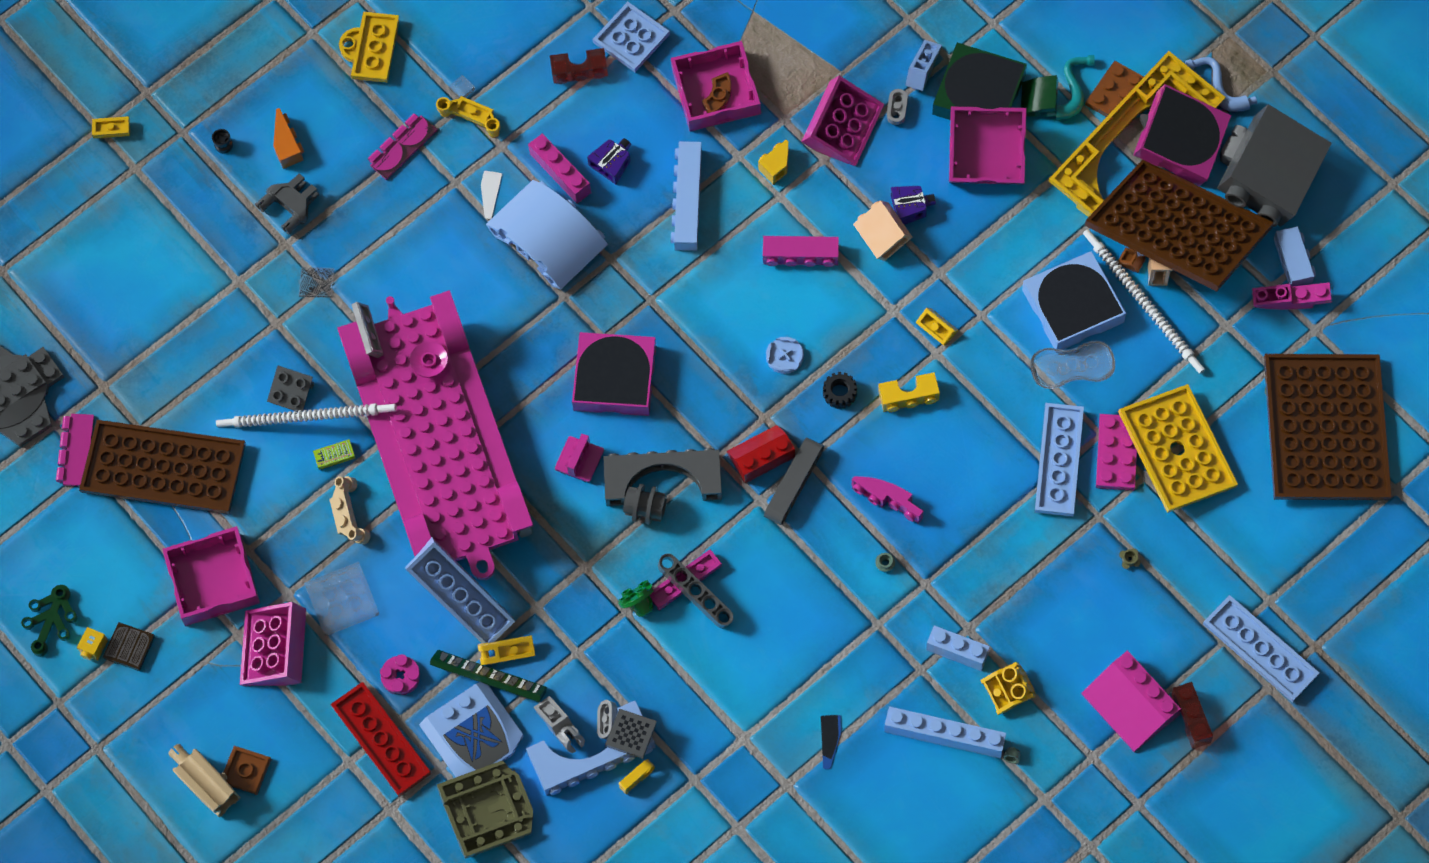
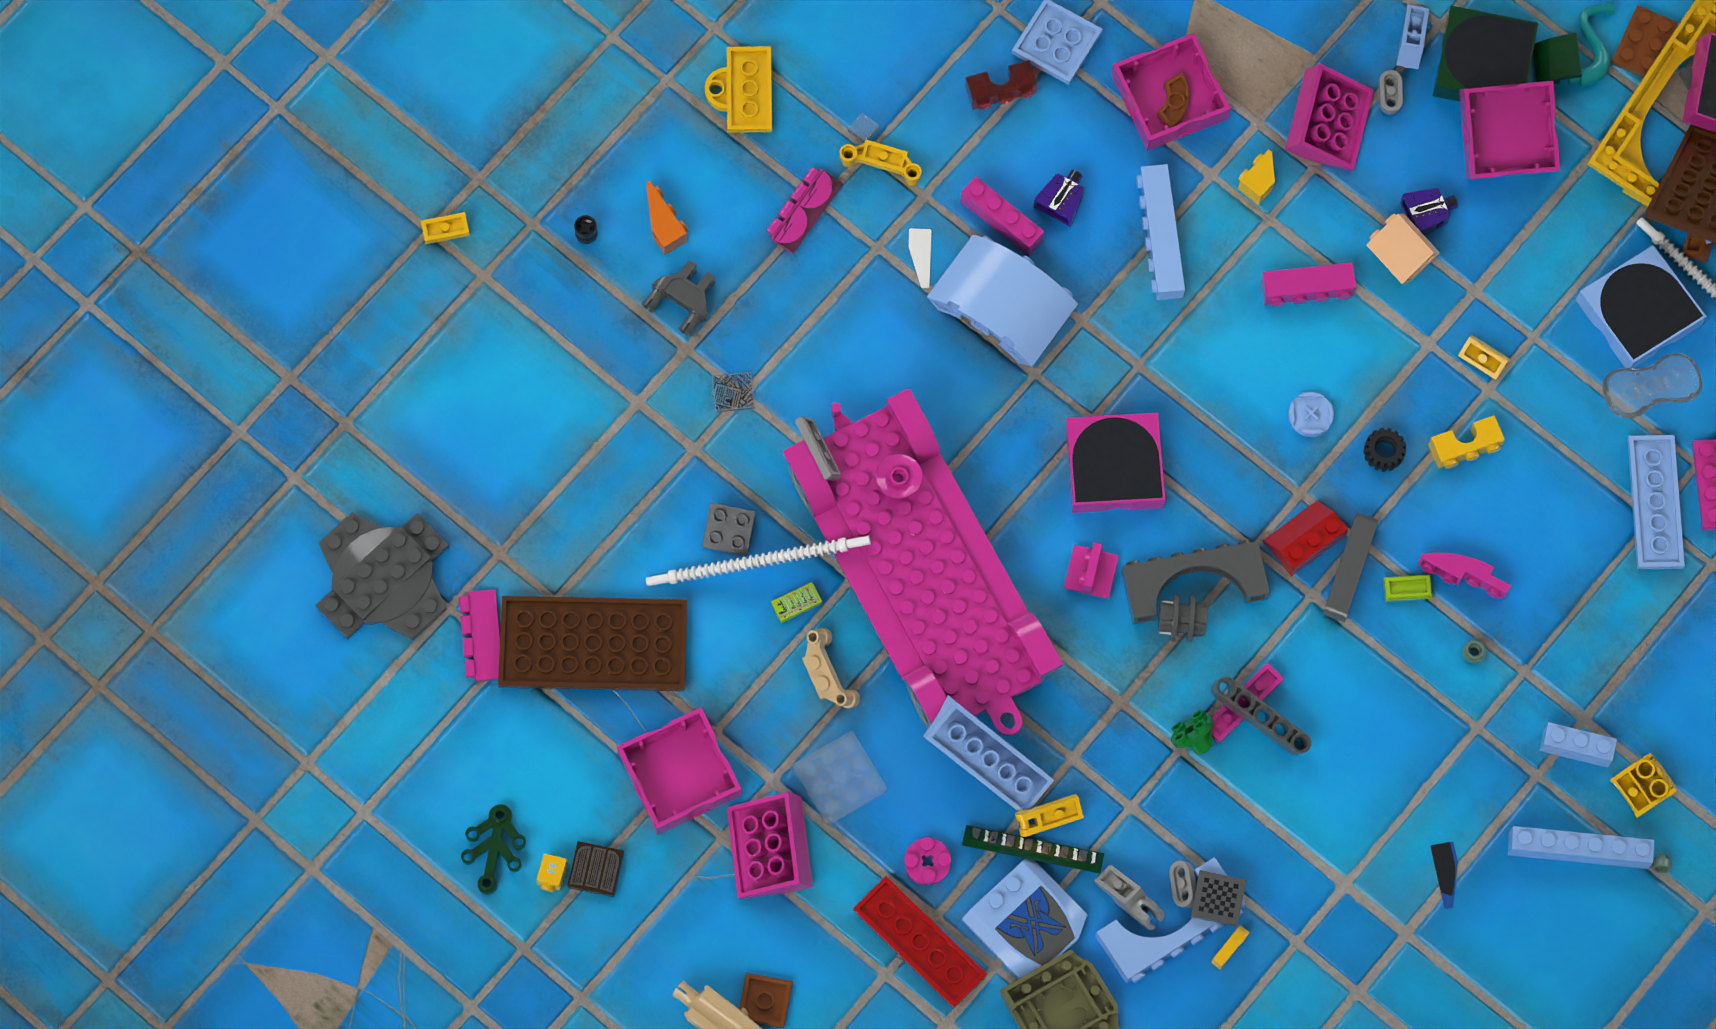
camera: 15 degrees left, 5 degrees up
(839, 504) = (1407, 588): none -> lime tile

